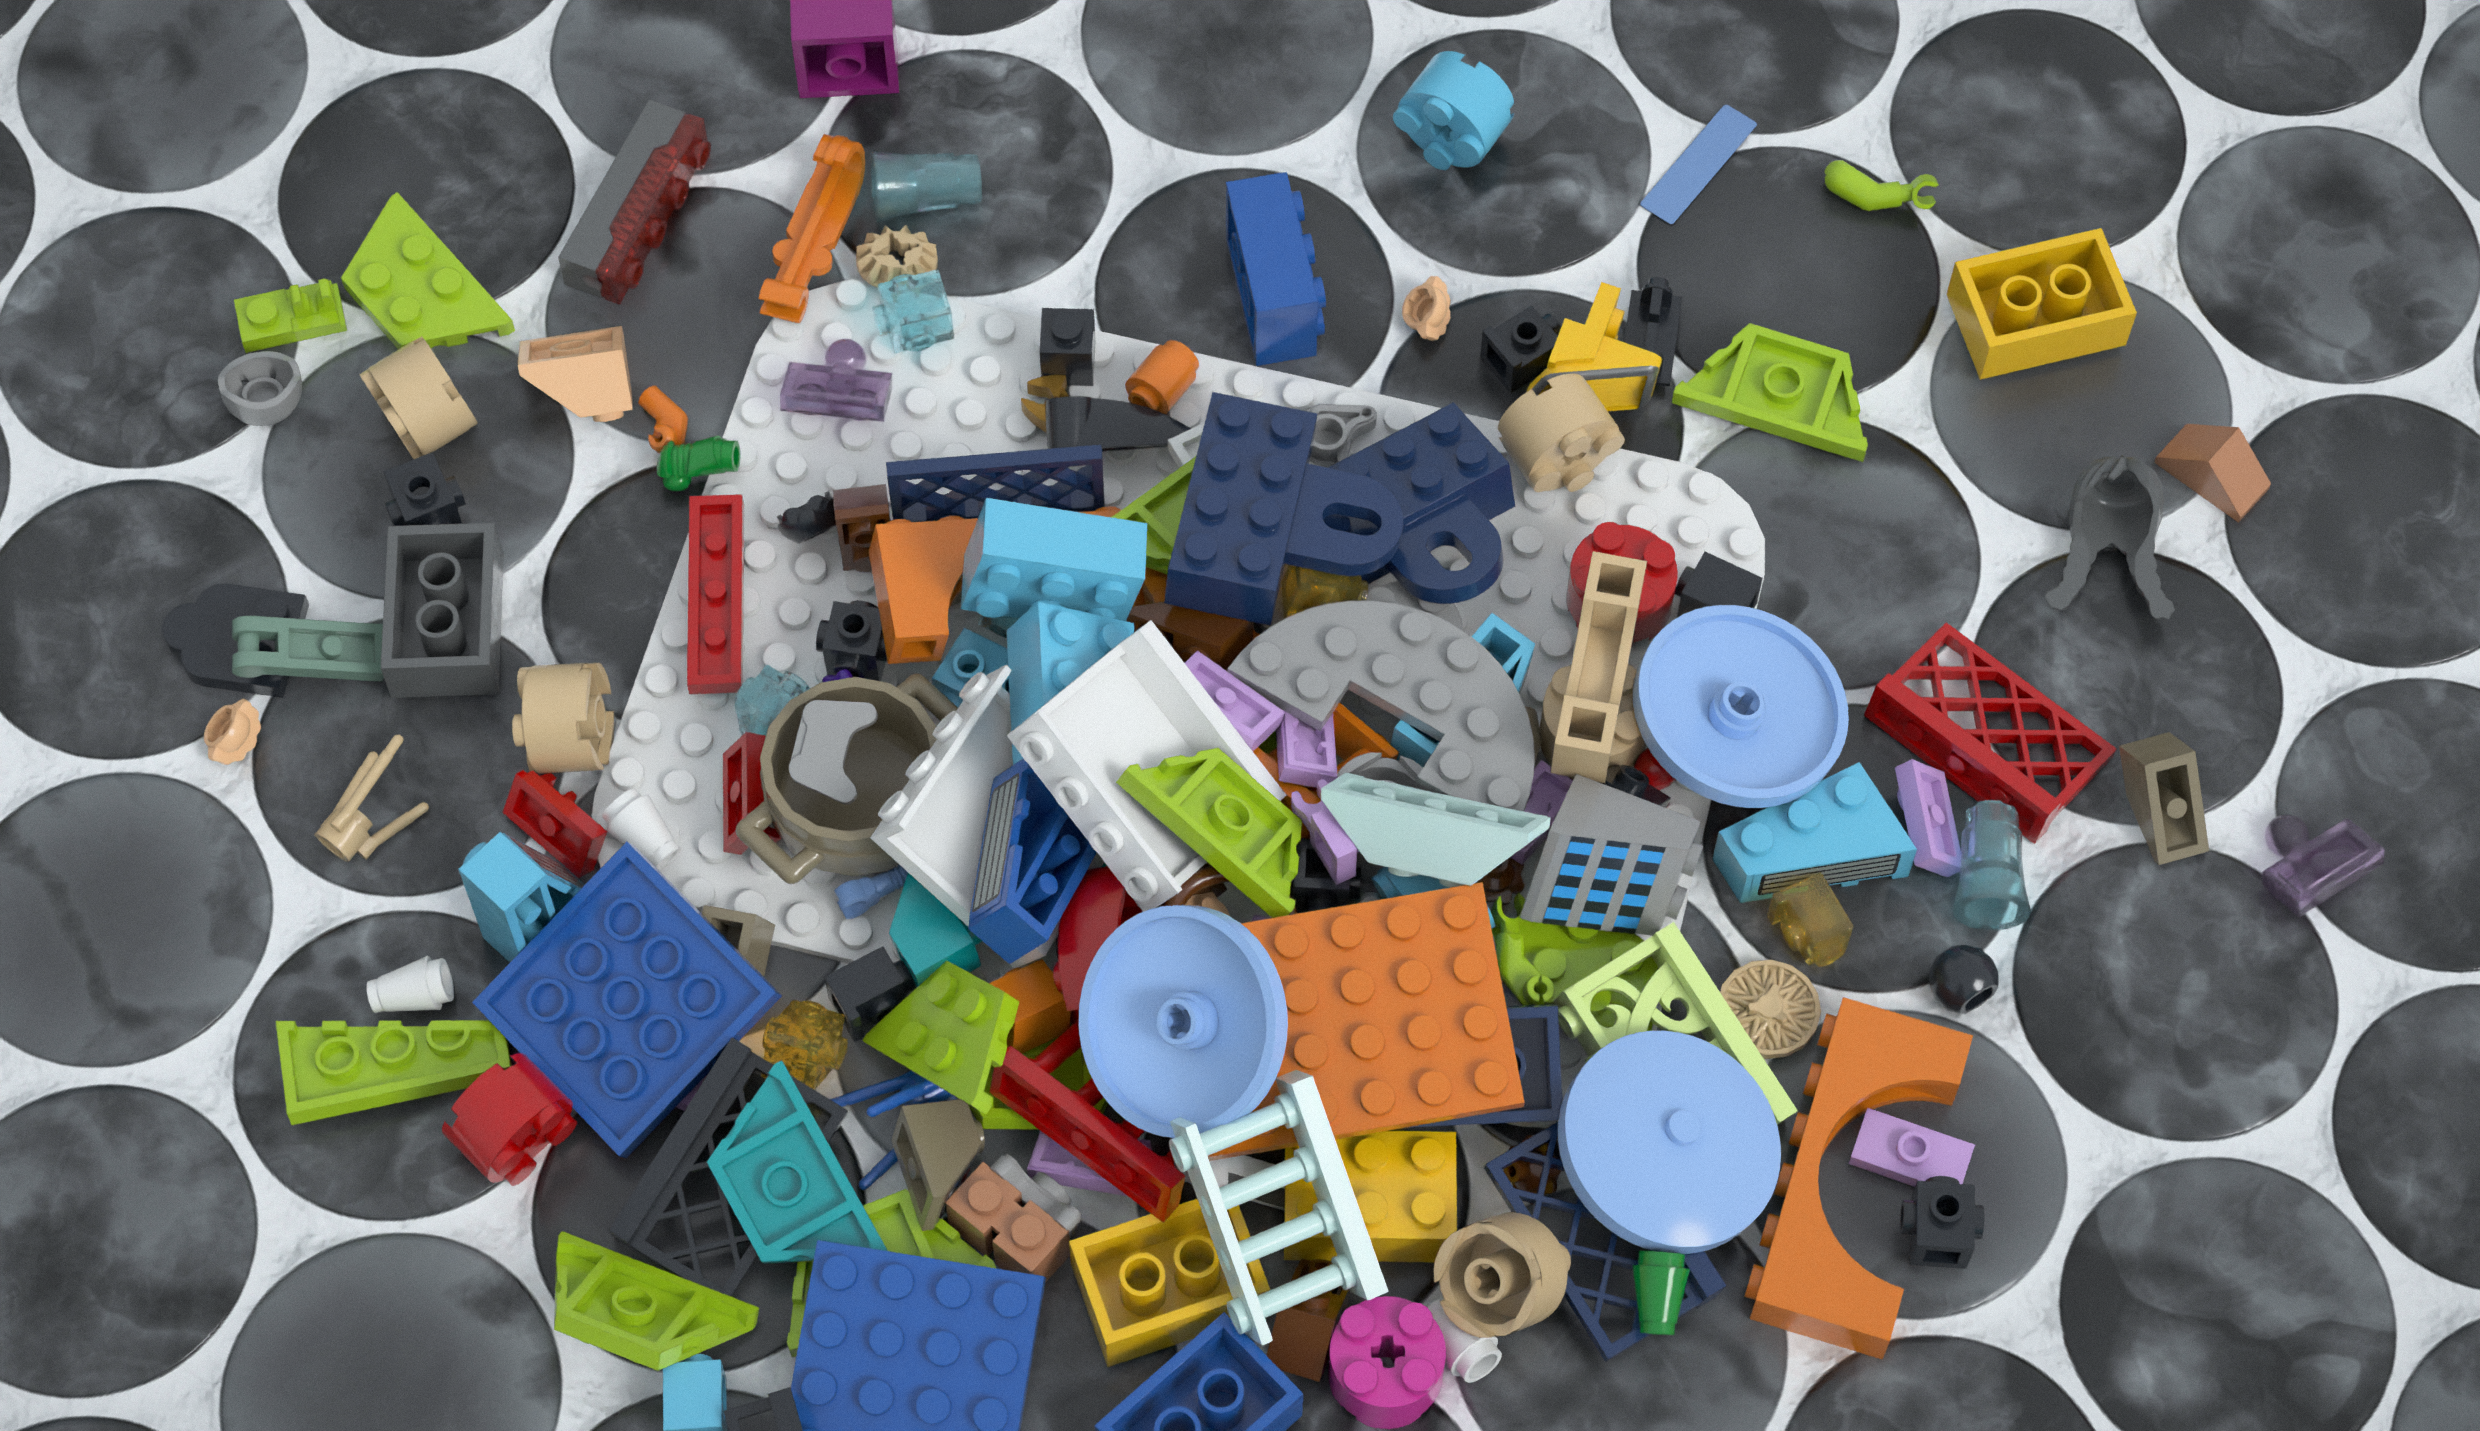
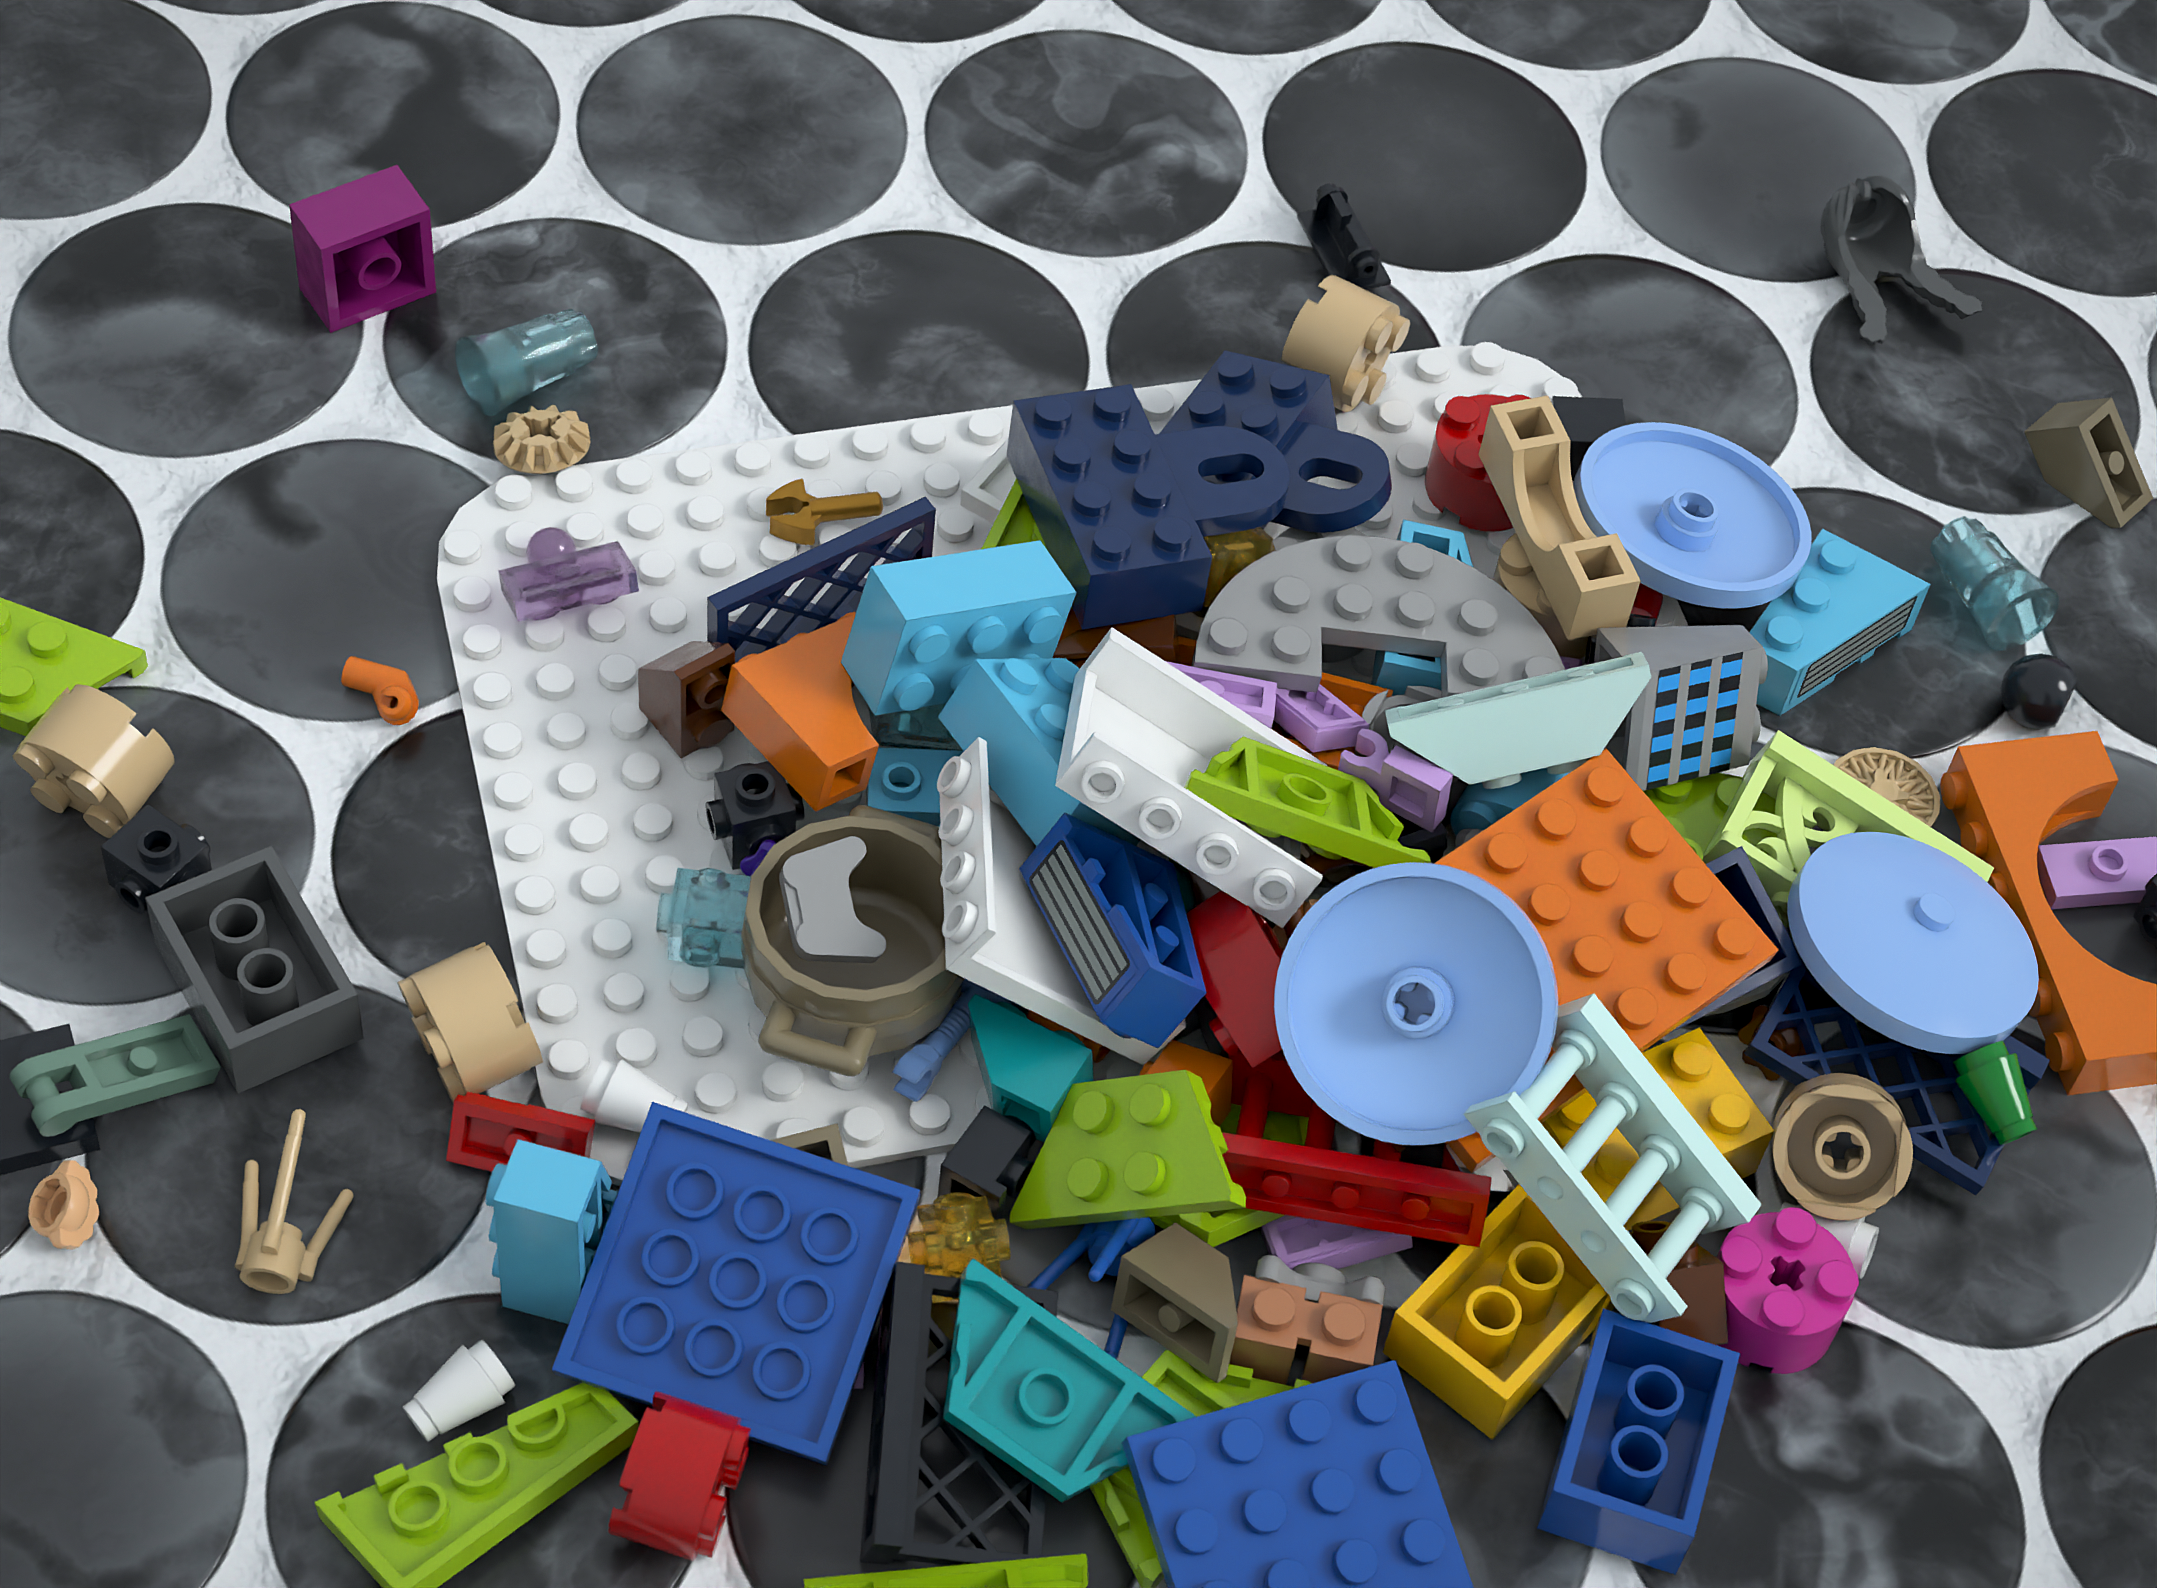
camera: 35 degrees left, 10 degrees down
(581, 371) = (268, 666): light nougat slope -> none
(635, 202) = (216, 486): piece -> none
(695, 459) = (452, 705): green arm -> none
(715, 594) = (562, 830): red plate -> none
(742, 788) = (724, 1014): red plate -> none
(809, 519) = (621, 713): black plate -> none
(814, 227) = (435, 437): orange piece -> none
(914, 311) = (604, 474): clear light blue brick -> none
(1068, 344) = (791, 444): black brick -> none
(1107, 423) = (860, 502): black piece -> none
(1163, 377) = (905, 445): orange brick -> none
(1274, 268) = (951, 304): blue brick -> none
(1428, 308) = (1115, 295): light nougat piece -> none
(1455, 111) = (1034, 106): medium azure brick -> none
(1519, 347) = (1238, 284): black brick -> none
(1615, 370) = (1316, 252): yellow piece -> none
(1698, 164) = (1277, 90): medium blue sticker -> none
(1781, 389) = (1500, 247): lime wing -> none
(1812, 920) = (1869, 696): clear yellow brick -> none
(1869, 195) = (1454, 59): lime arm -> none
(1929, 817) = (1885, 544): lavender plate -> none
(1966, 753) = (1889, 493): red fence -> none
(2041, 303) = (1681, 88): yellow brick -> none
(2216, 466) = (1925, 169): nougat slope -> none

